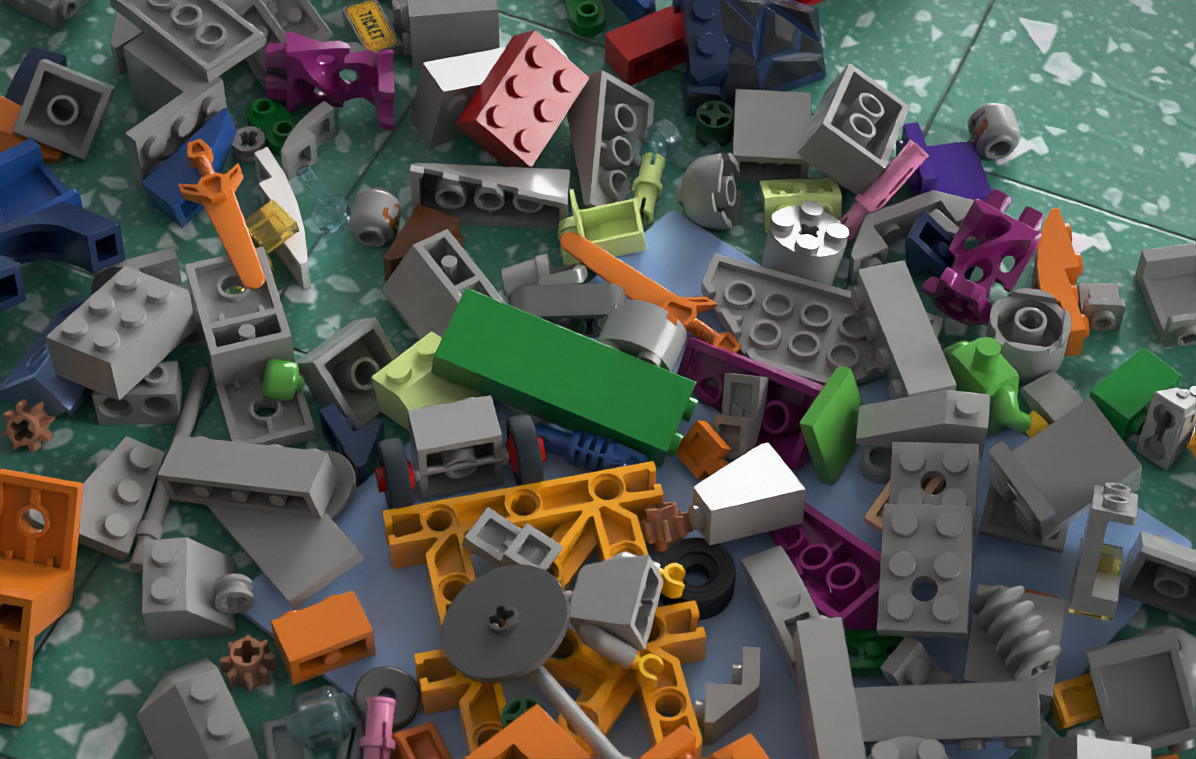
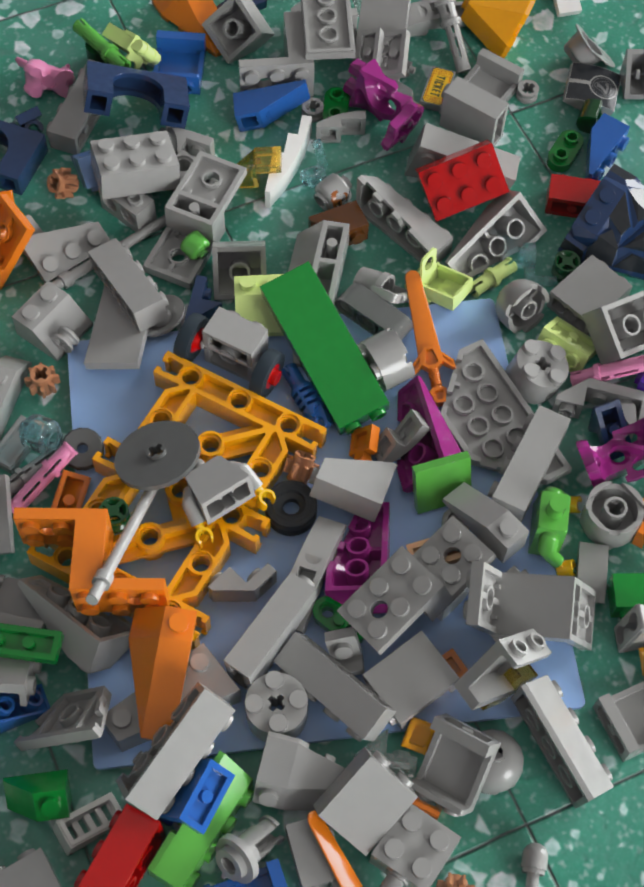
camera: 40 degrees right, 10 degrees up
(218, 198) = (252, 124): orange sword -> none
(323, 637) = (82, 393): orange brick -> none
(507, 544) = (206, 417): light grey slope -> none
(1014, 631) = (406, 672): light grey piece -> none

